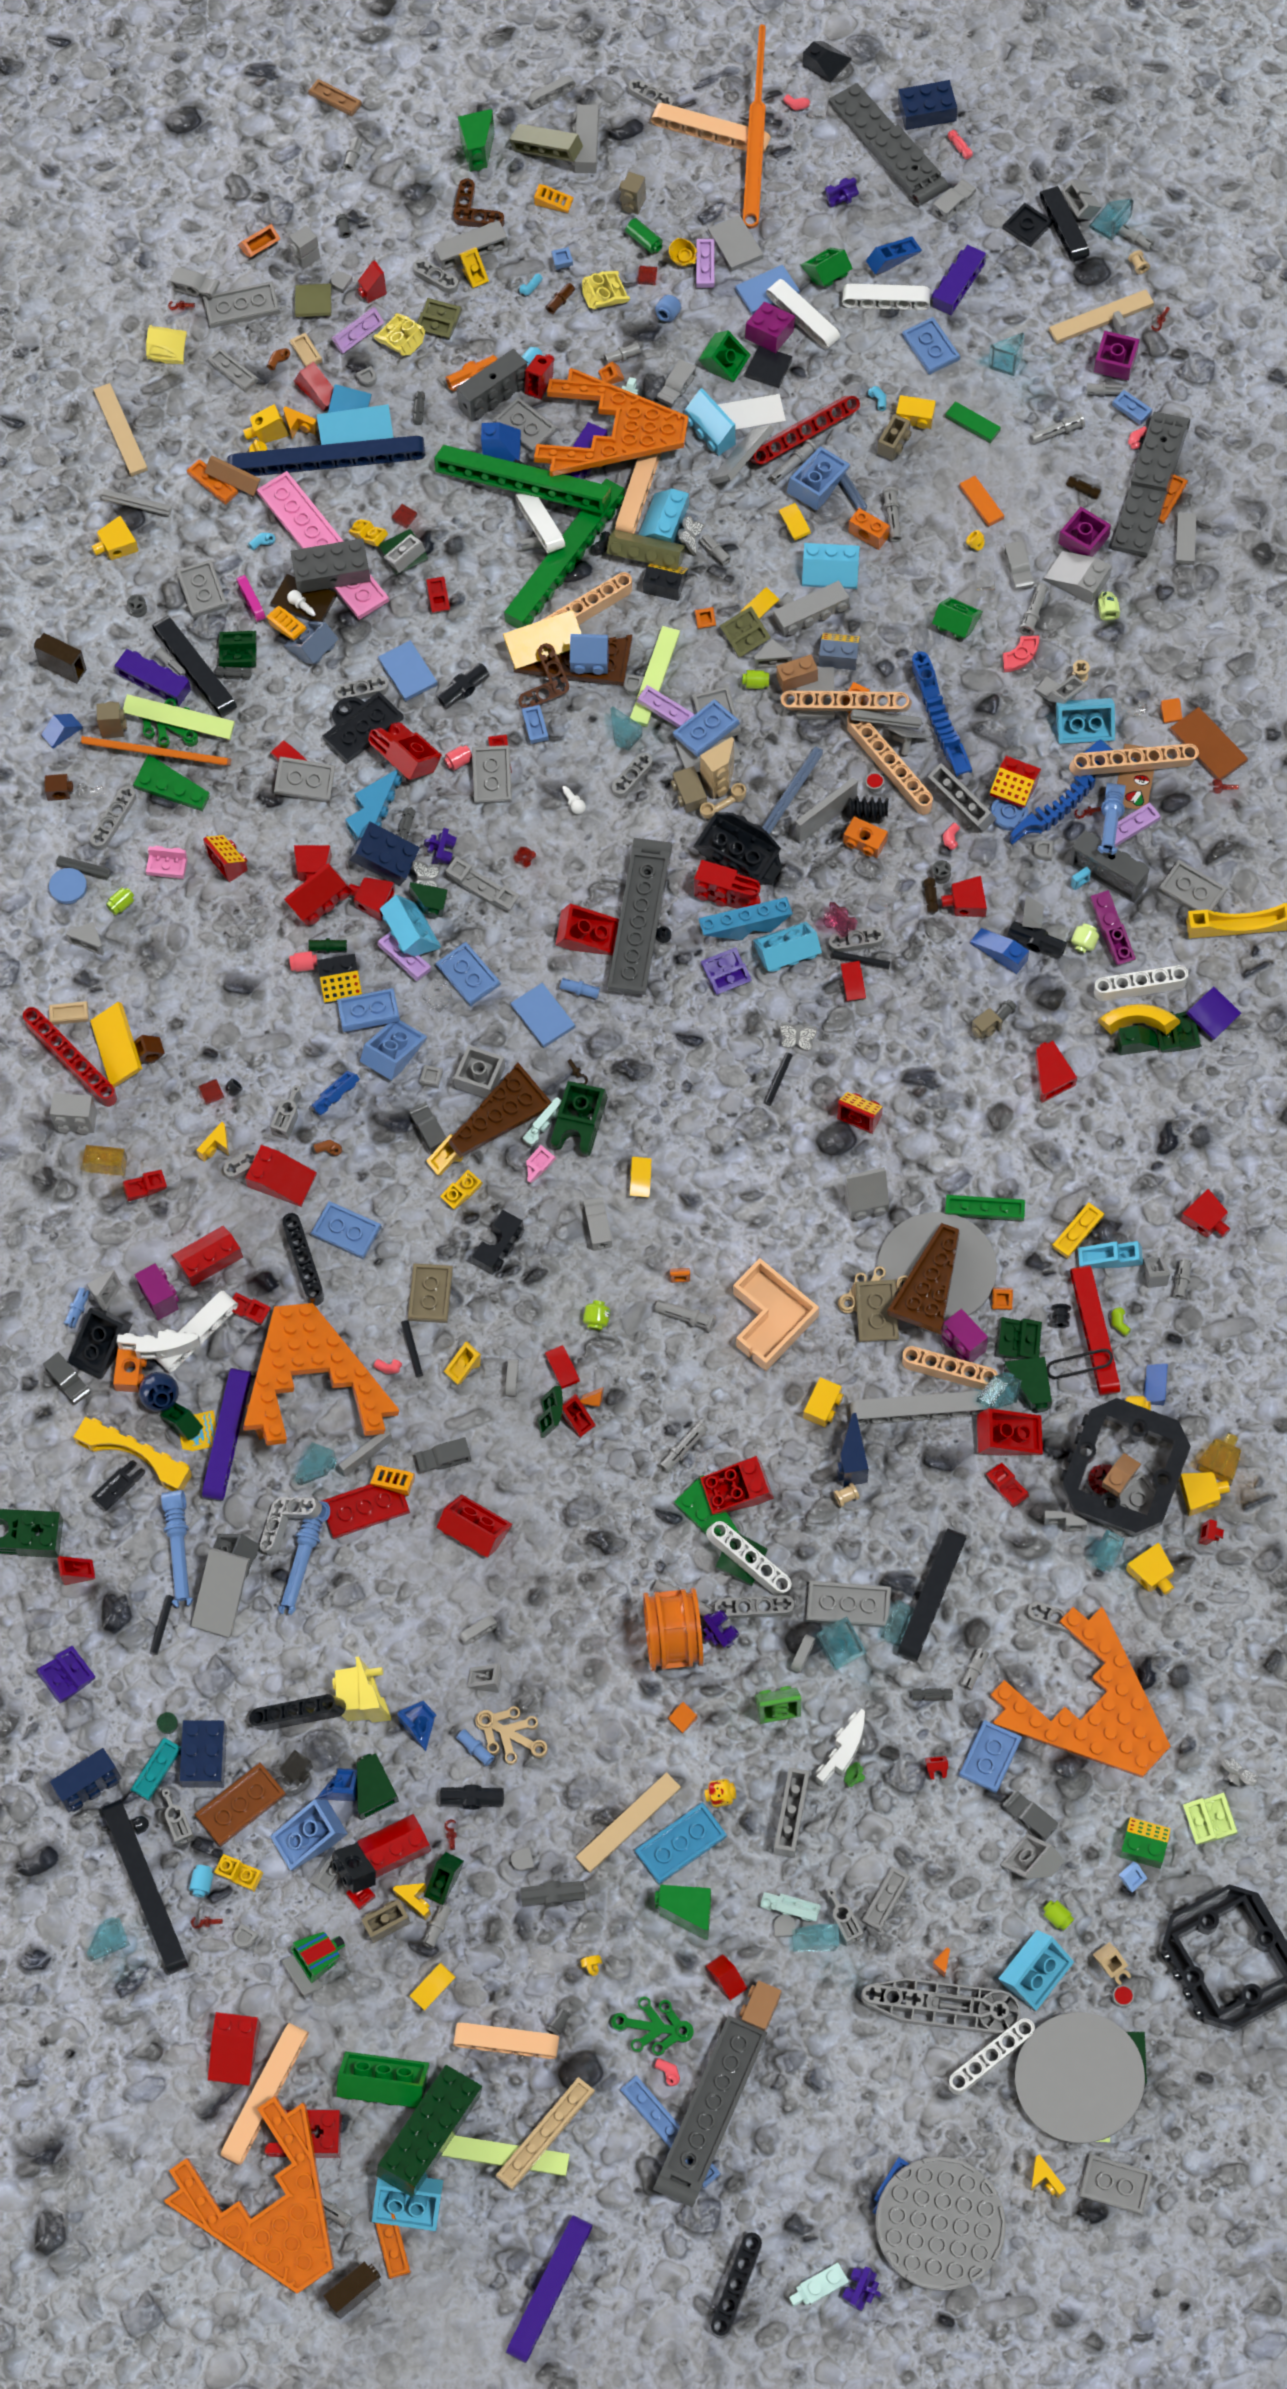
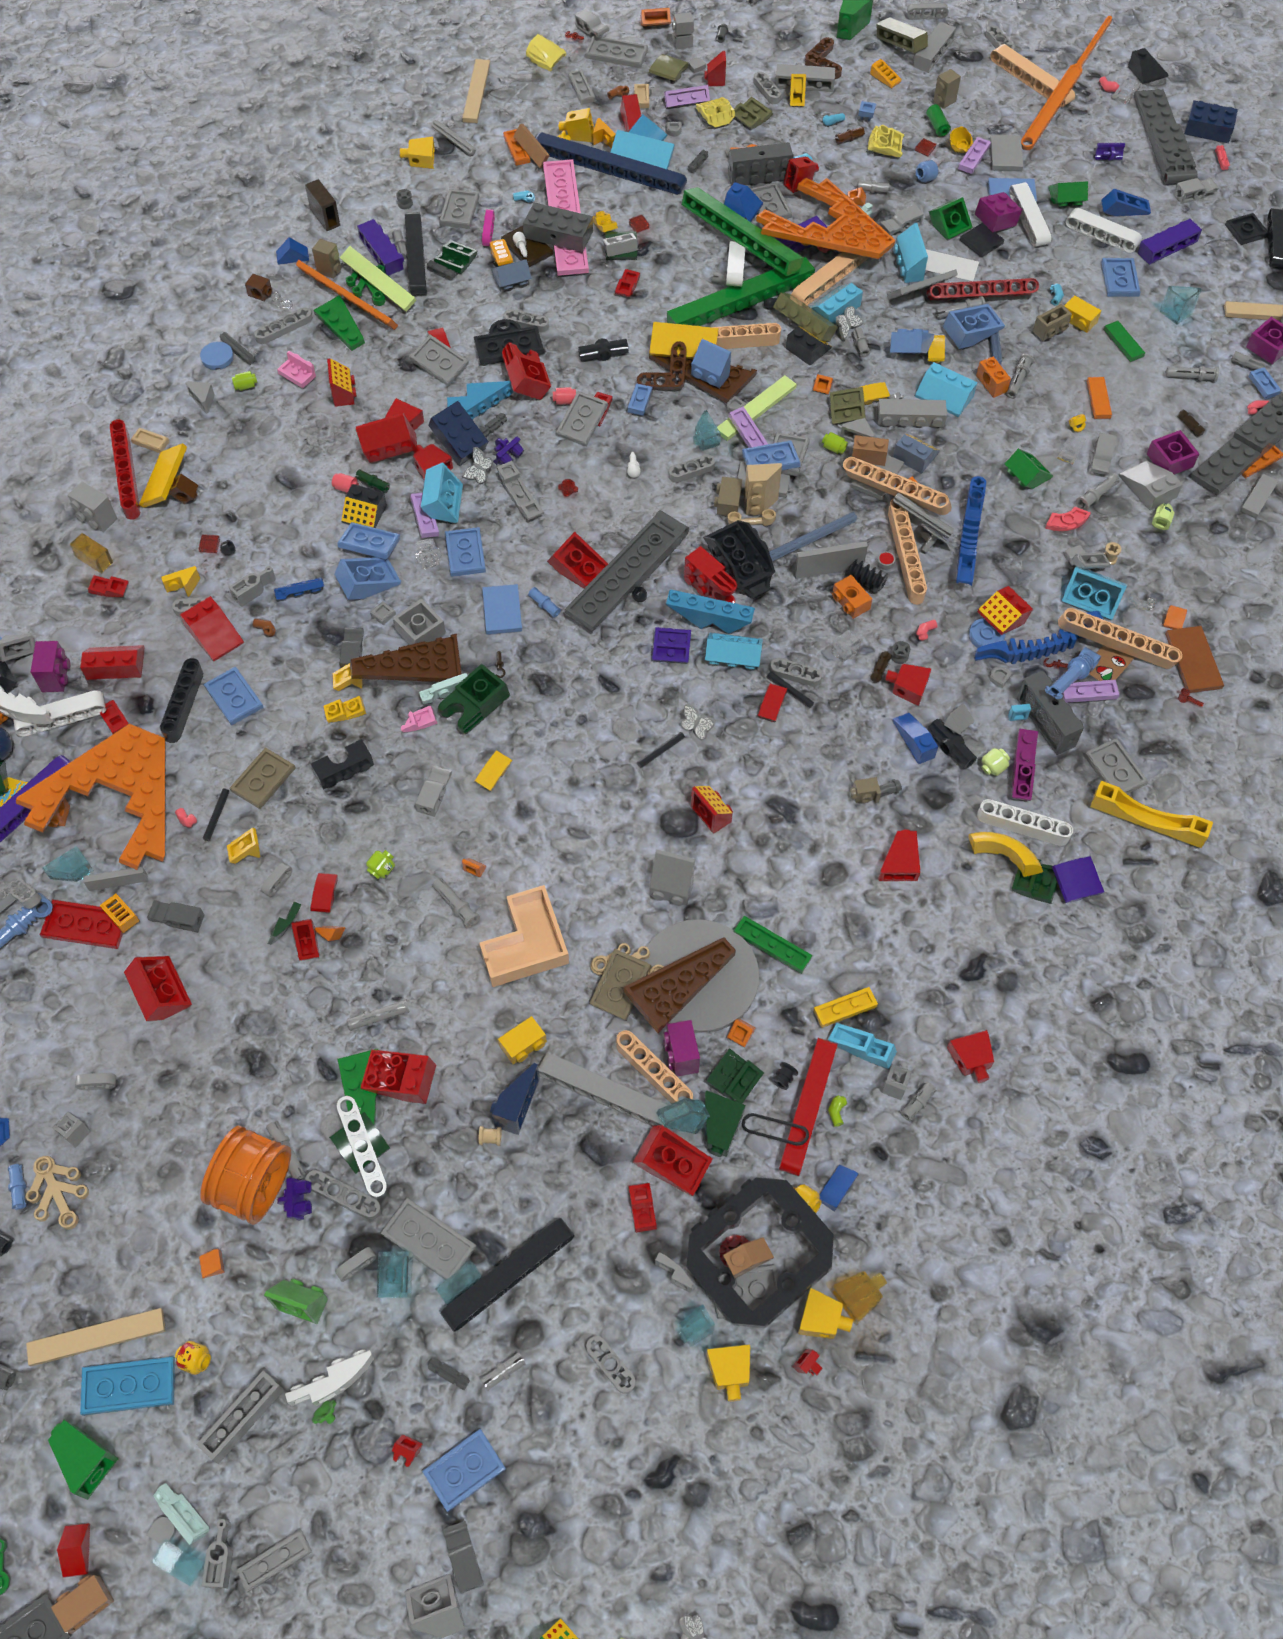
camera: 25 degrees right, 5 degrees down
(407, 670) = (569, 323): medium blue tile -> none
(429, 899) = (473, 483): dark green slope -> none
(768, 528) = (911, 341): none -> medium blue slope
(839, 920) = (789, 647): clear pink hips -> none
(962, 797) = (952, 602): light grey brick -> none
(1116, 1730) = (603, 1514): orange wing -> none
(1136, 1040) = (994, 868): dark green slope -> none

